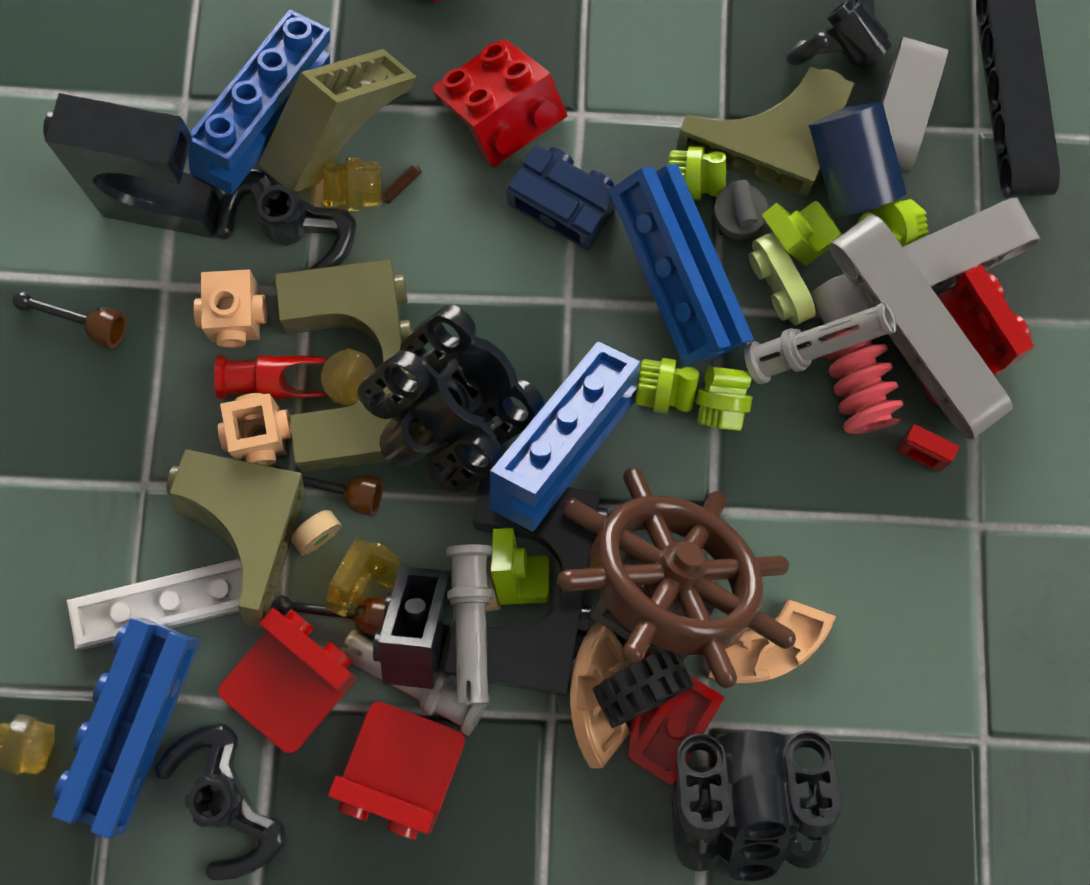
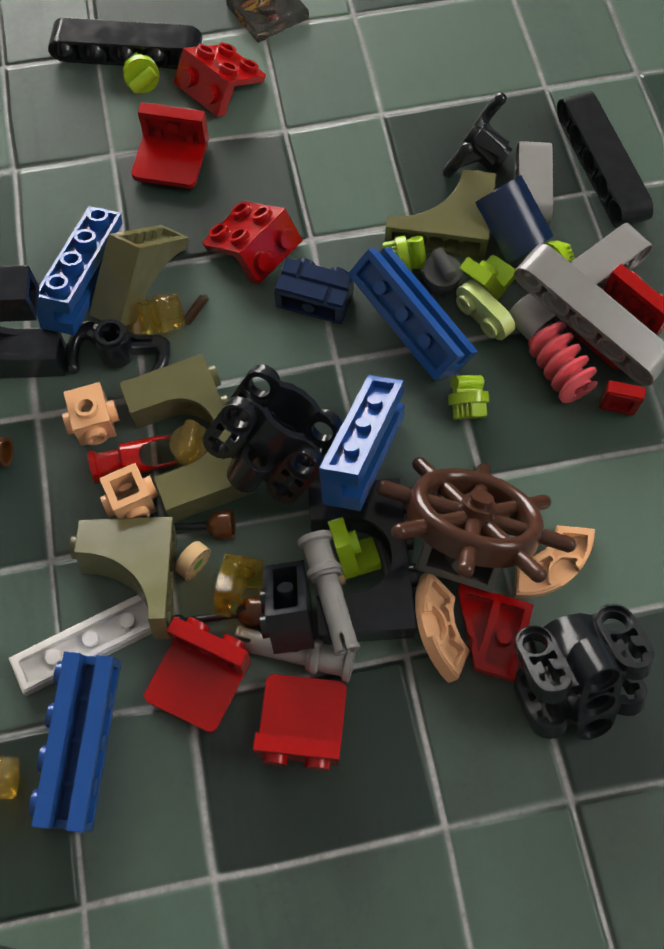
camera: 15 degrees left, 10 degrees down
(223, 800) = (166, 782): black piece -> none
(642, 687) = (473, 605): black tyre -> none
(665, 385) = (425, 397): lime piece -> none
(795, 348) = (511, 349): light grey pin -> none

